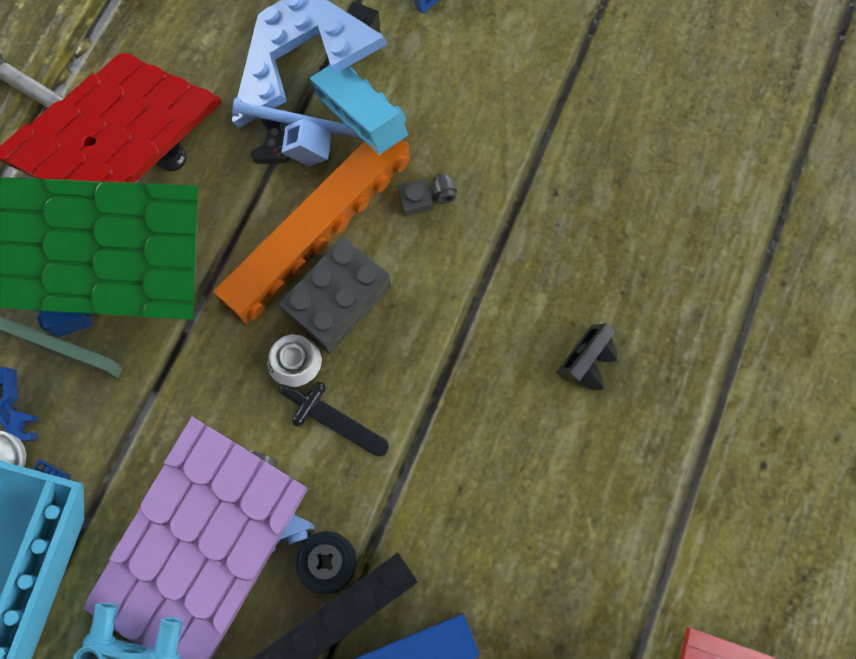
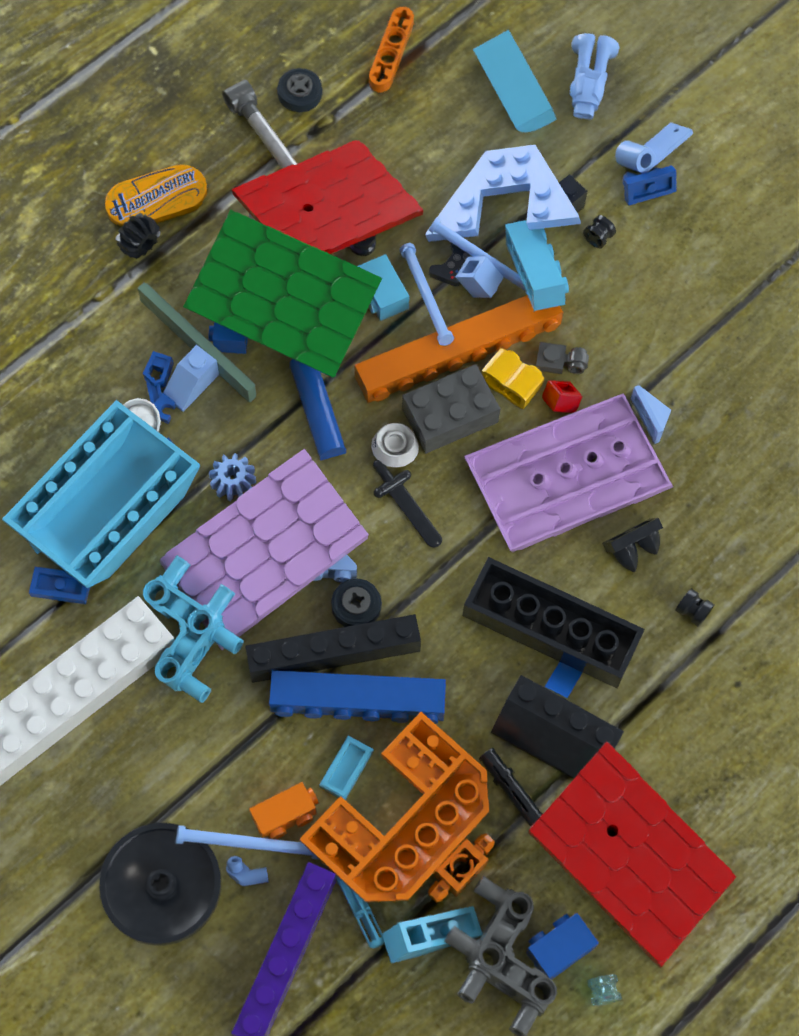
camera: 20 degrees right, 5 degrees down
(39, 380) = (191, 377): none -> light blue slope
(41, 25) = (302, 81): none -> black wheel
(117, 478) = (221, 476): none -> light blue gear
(198, 359) = (318, 410): none -> blue brick
(217, 199) = (391, 294): none -> medium azure brick
(296, 220) = (444, 336): none -> light blue bar
(386, 234) = (512, 377): none -> yellow brick
(407, 48) = (599, 231): none -> black wheel
(445, 233) = (561, 396): none -> red slope
(471, 335) = (546, 477): none -> lavender piece
(543, 212) = (651, 411): none -> light blue slope
(551, 489) = (552, 622): none -> black brick
(589, 549) = (563, 679): none -> blue sticker
(610, 615) = (552, 728): none -> black slope
(685, 403) = (694, 607): none -> black wheel

